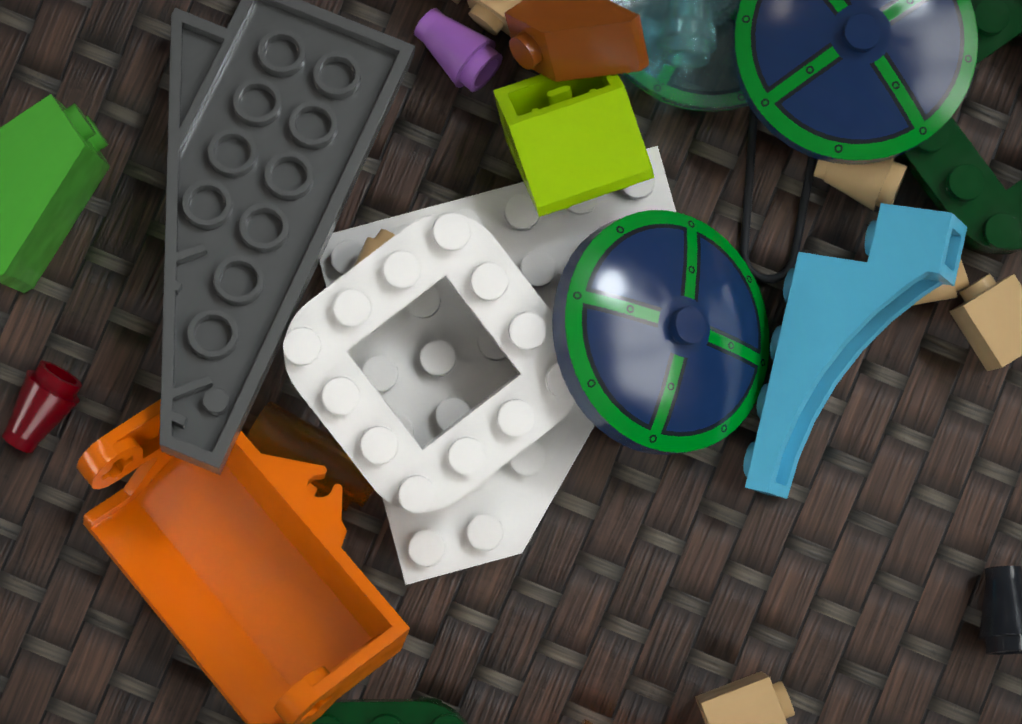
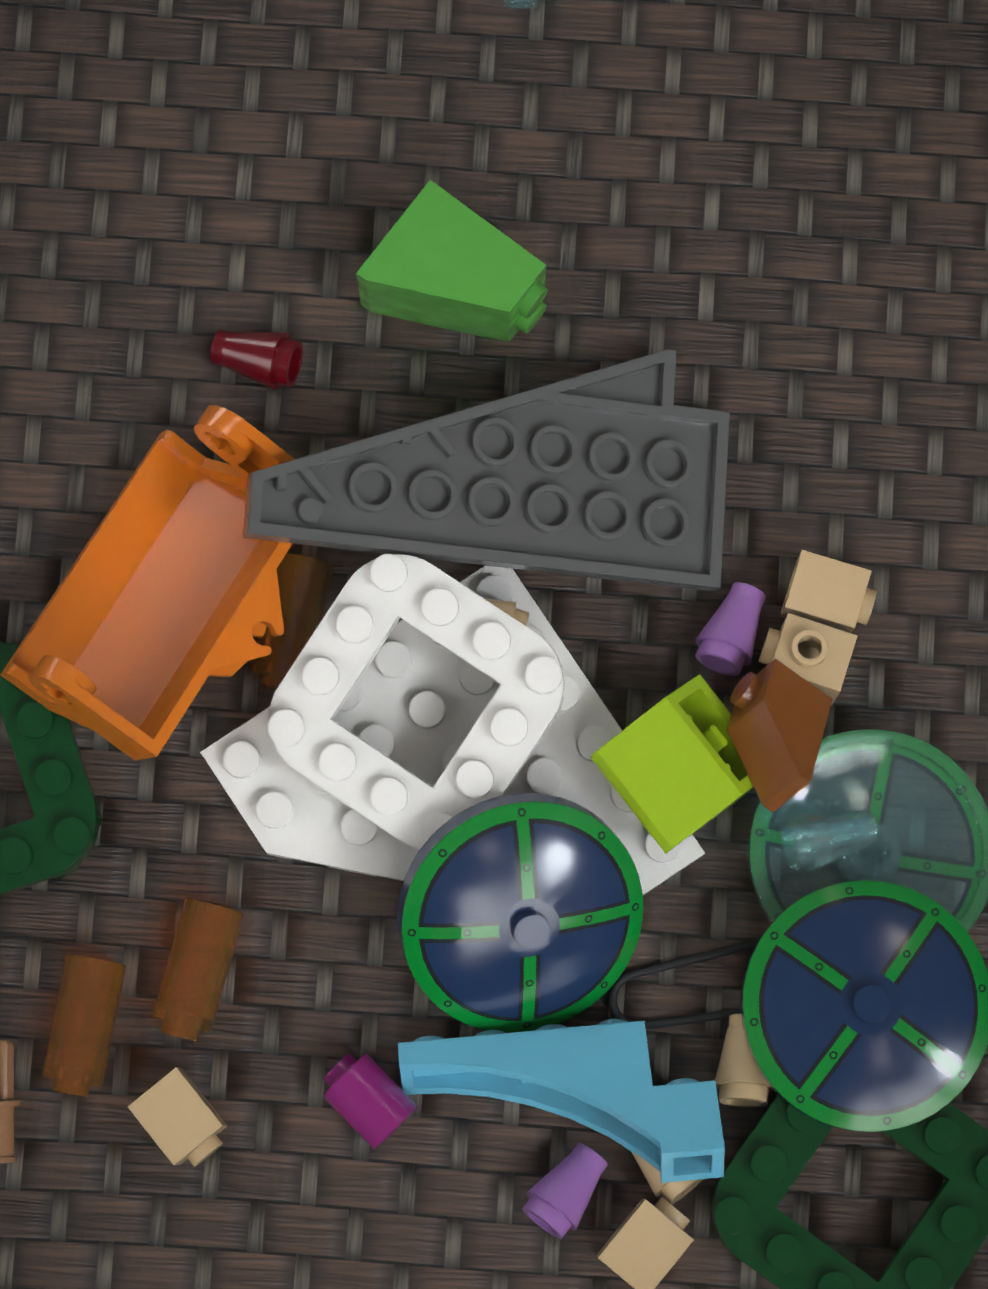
camera: 75 degrees right, 5 degrees down
(611, 653) = (197, 968): none -> clear orange brick
(784, 532) = (367, 1098): none -> magenta brick
(926, 379) = (564, 1193): none -> medium lavender cone

